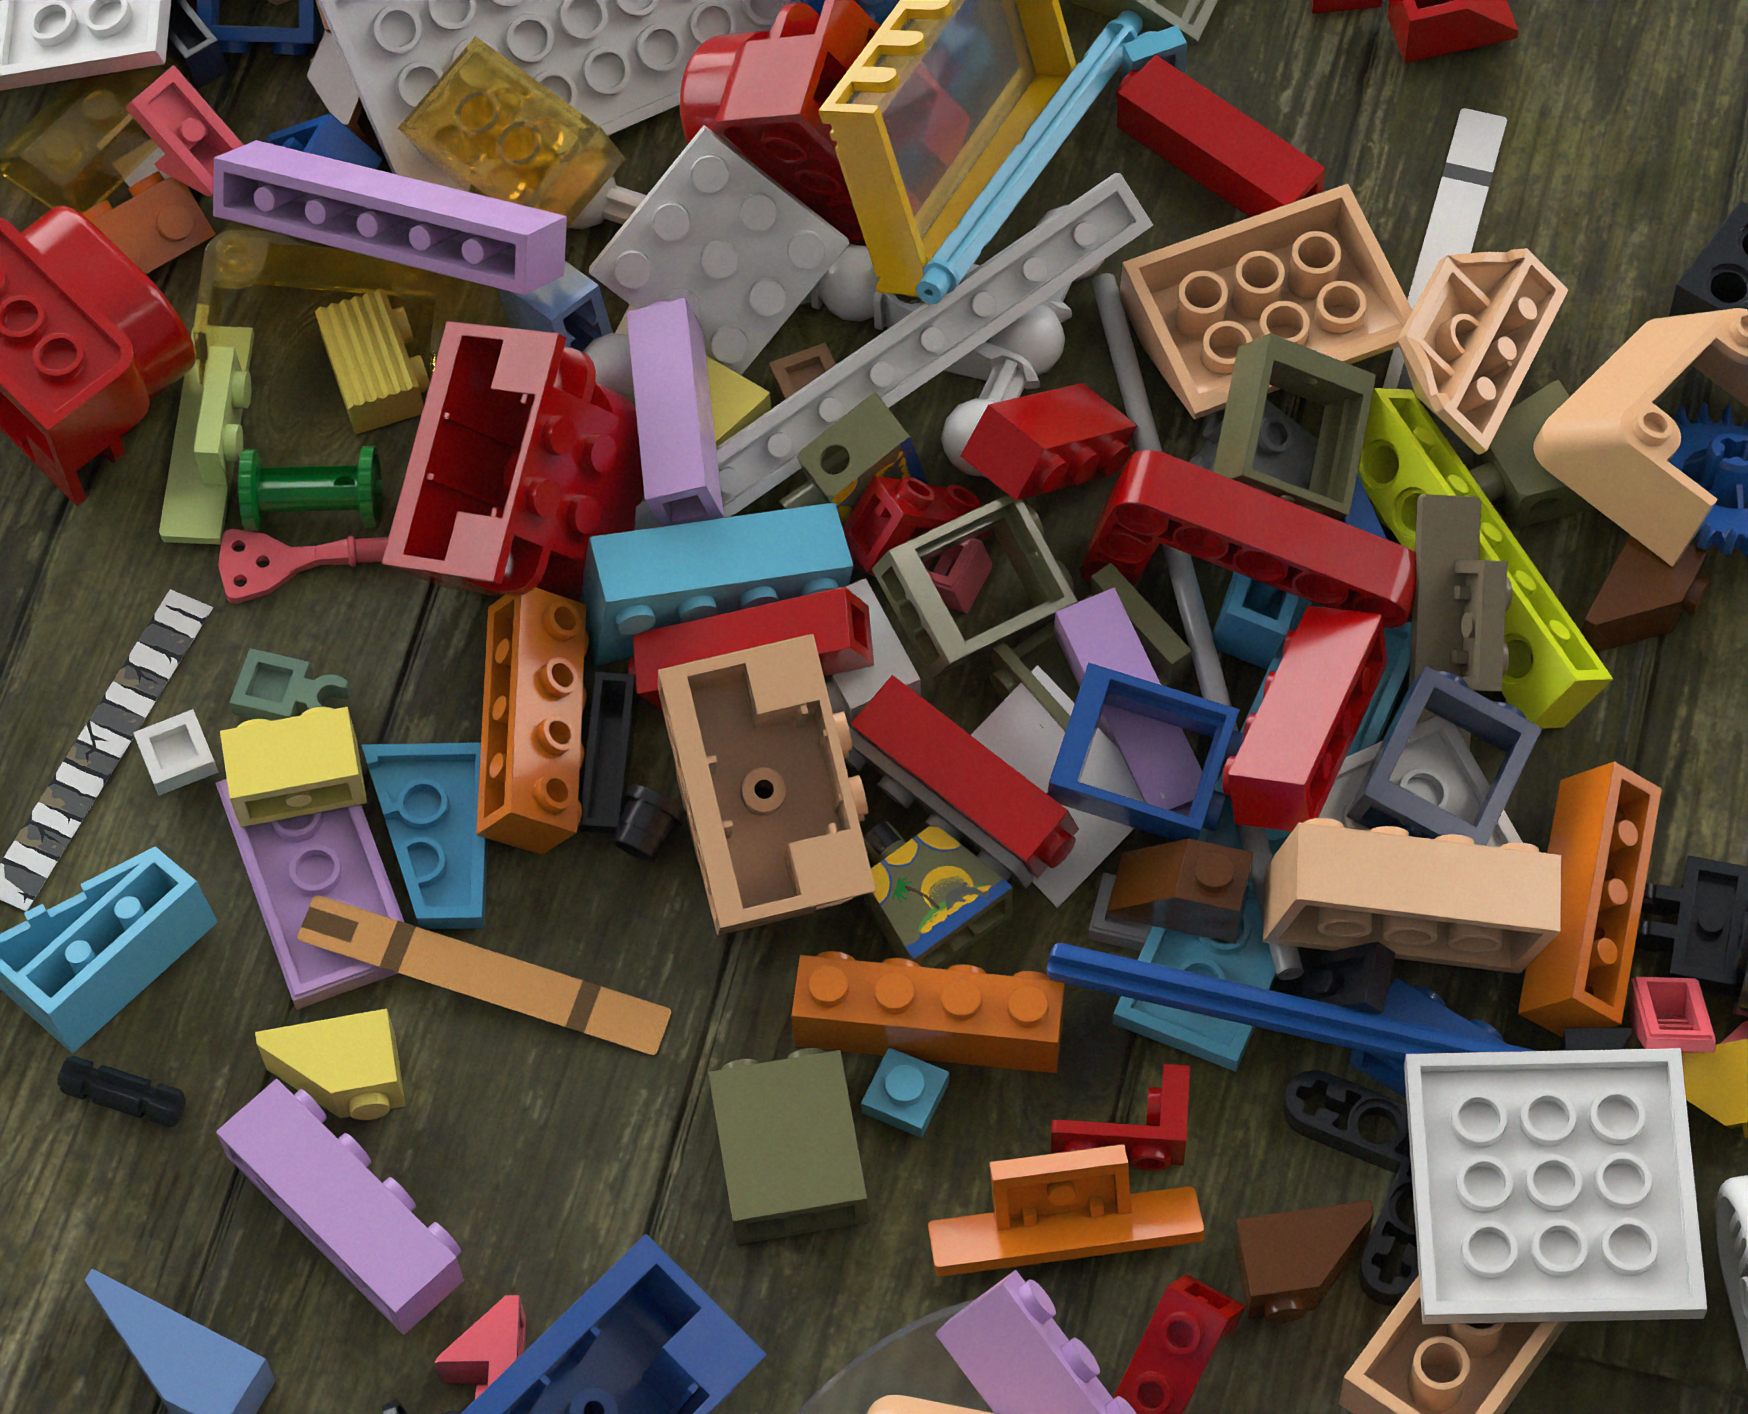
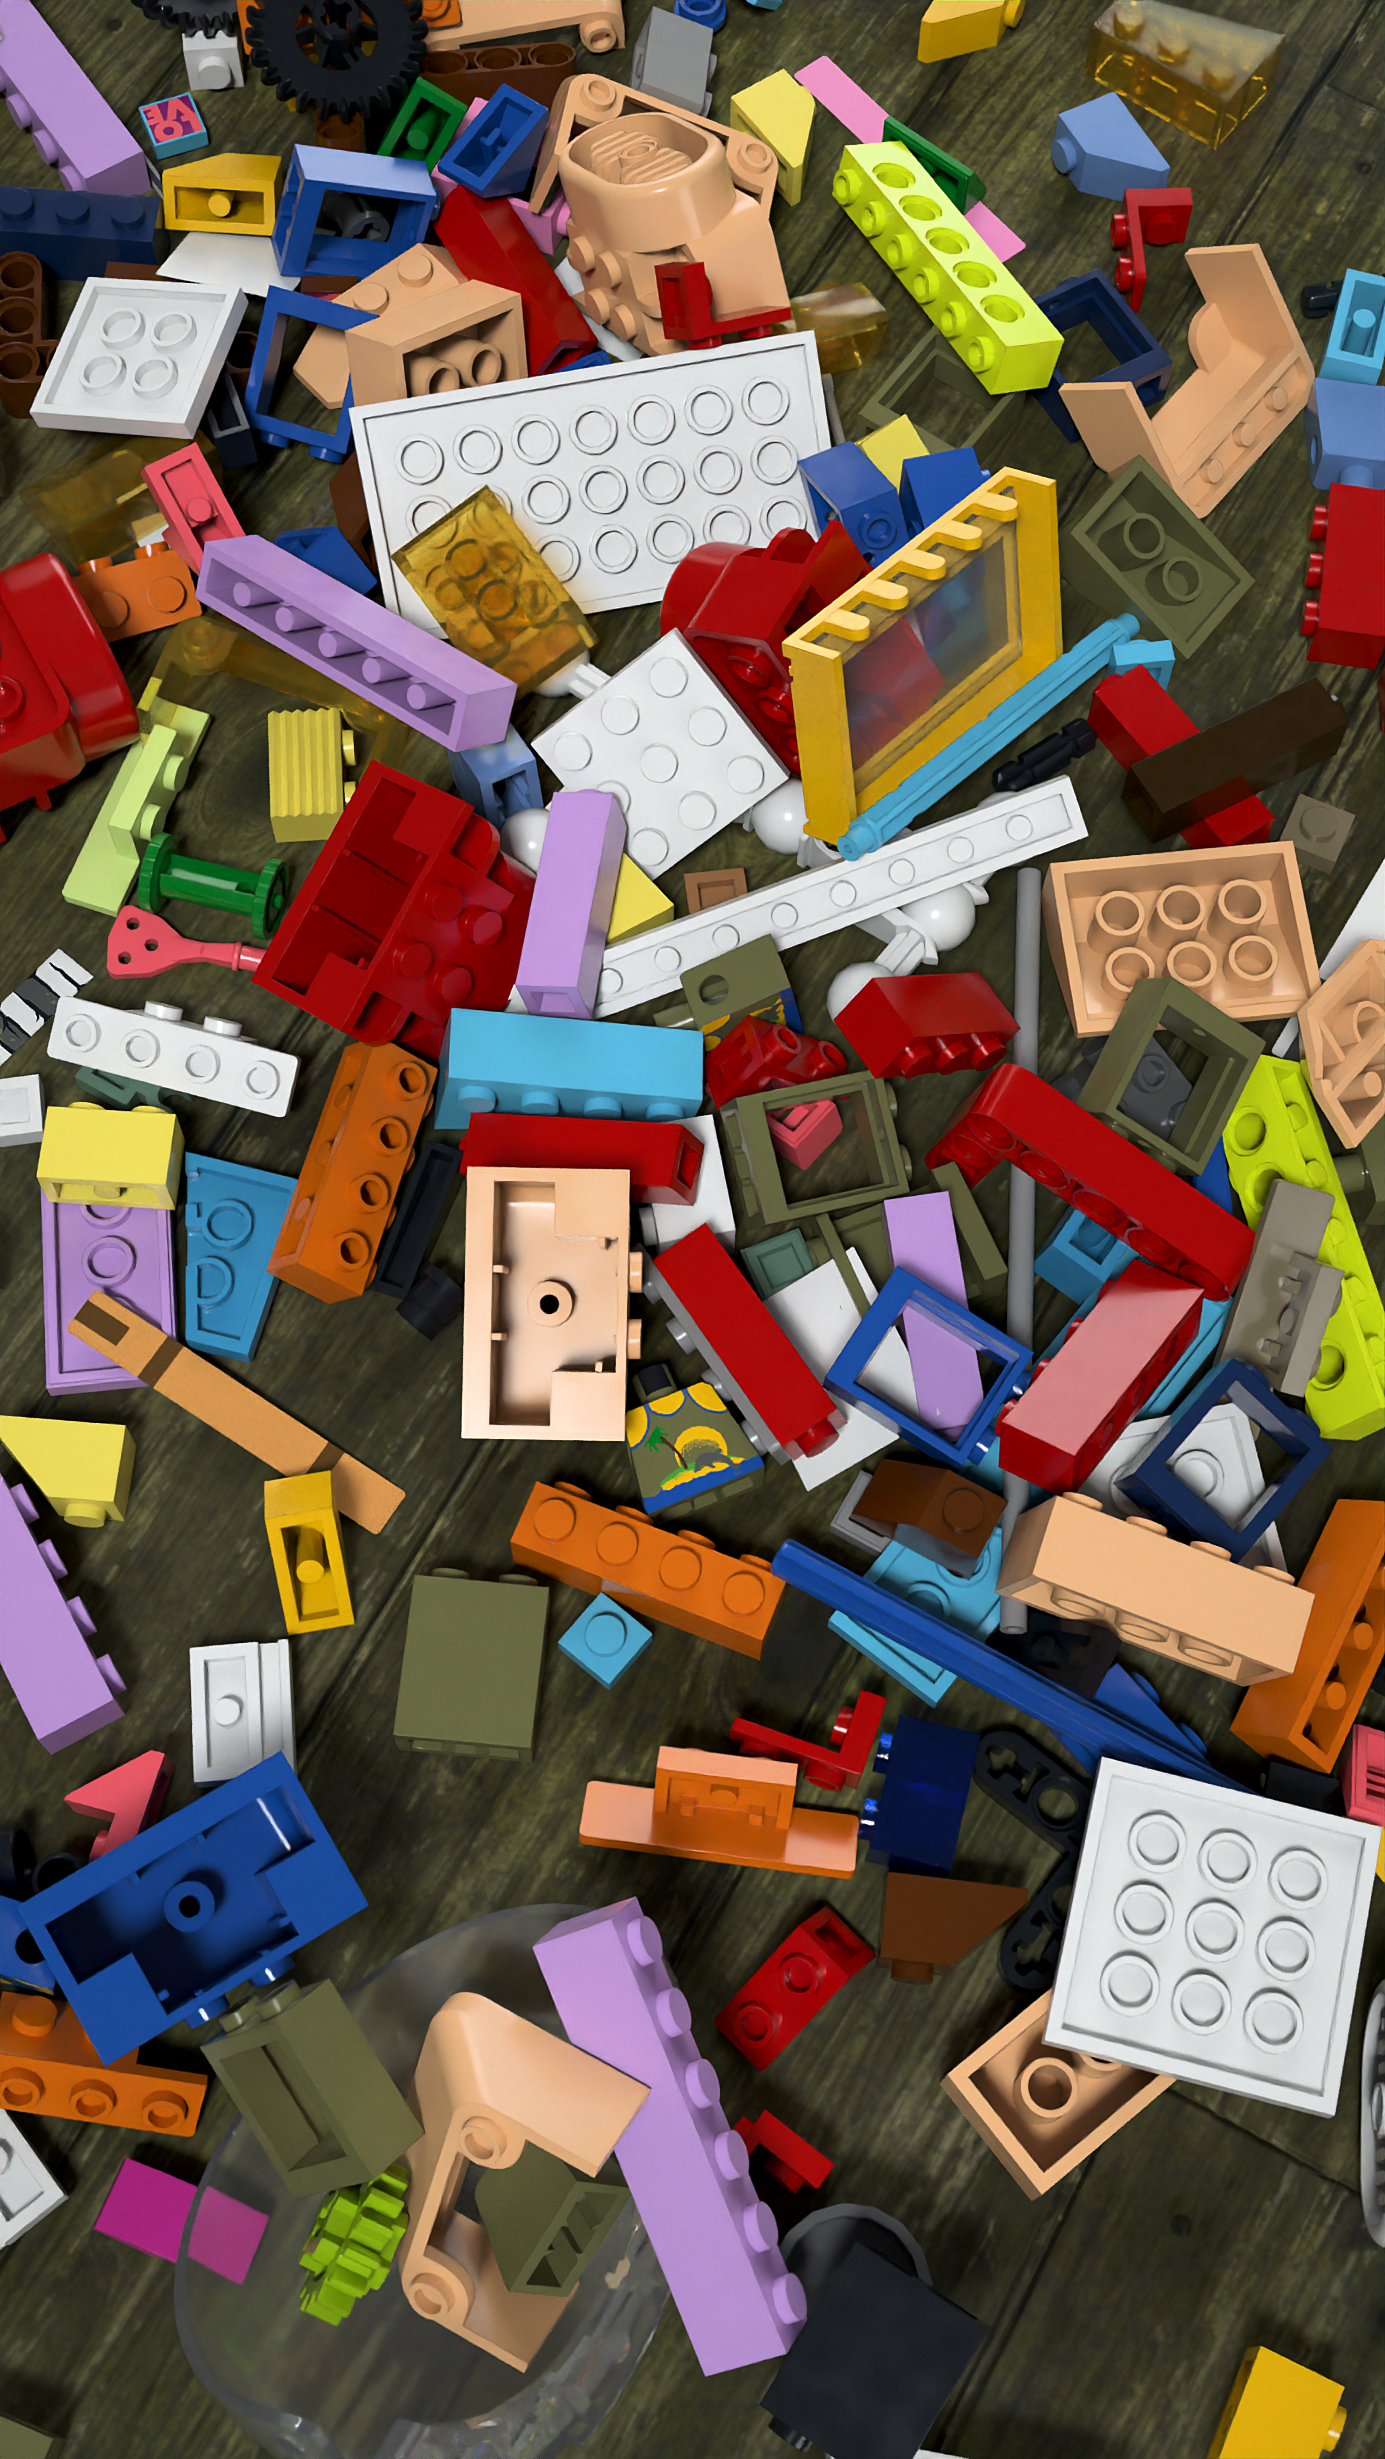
camera: 10 degrees right, 5 degrees up
(324, 656) = (175, 1053): none -> white bracket
(571, 1236) = (240, 1708): none -> white plate
(597, 1083) = (308, 1552): none -> yellow slope
(968, 700) = (777, 1263): none -> sand green tile
(1087, 166) = (1045, 757): none -> black axle
(1246, 1148) = (920, 1797): none -> clear blue brick
(1271, 121) = (1234, 759): none -> dark brown brick
(1370, 173) = (1317, 832): none -> dark tan plate

